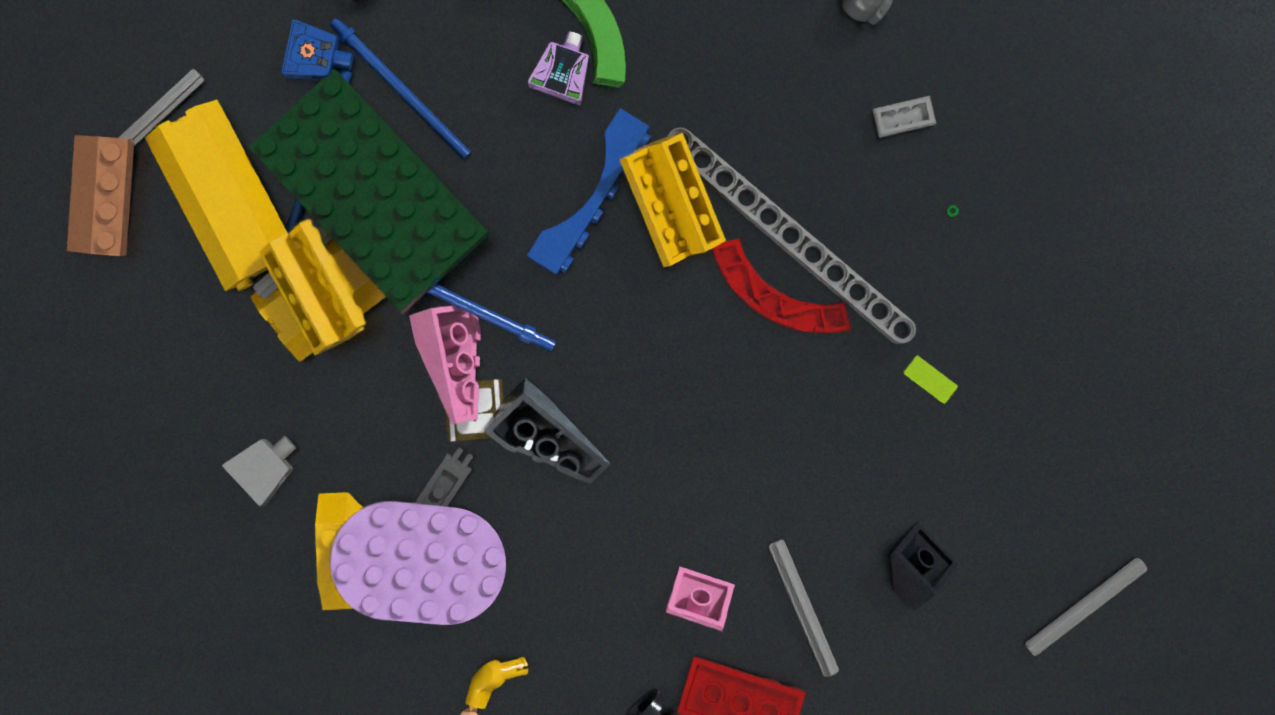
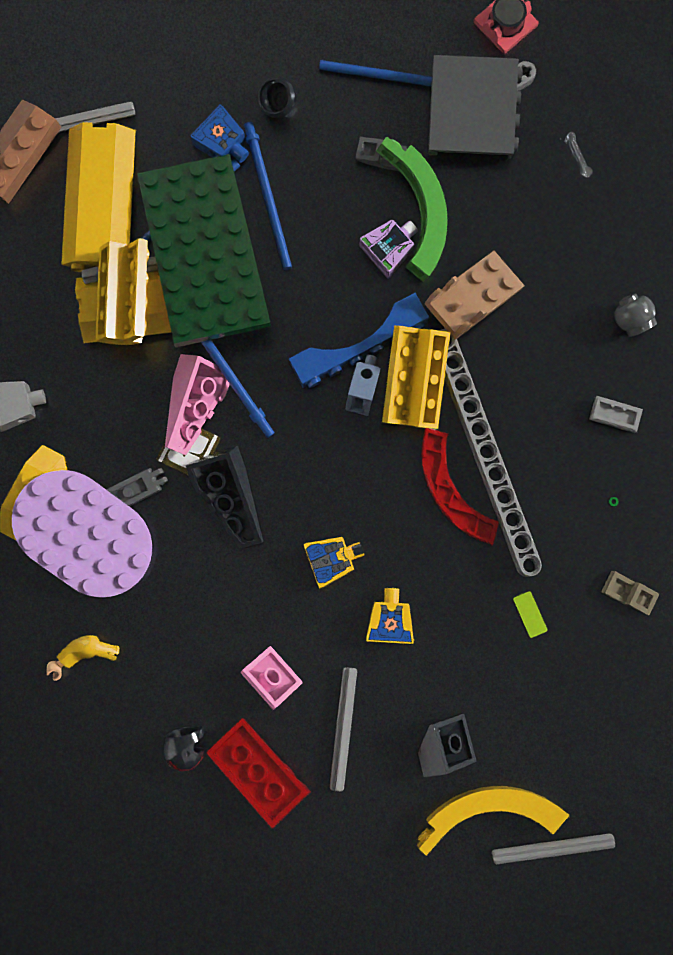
camera: 25 degrees right, 5 degrees down
(624, 245) = (363, 386): none -> sand blue torso
(683, 73) = (473, 294): none -> medium nougat hinge
(692, 440) = (331, 559): none -> torso
(789, 470) = (390, 620): none -> torso
(994, 594) = (488, 800): none -> yellow arch
(1022, 298) = (630, 593): none -> dark tan slope

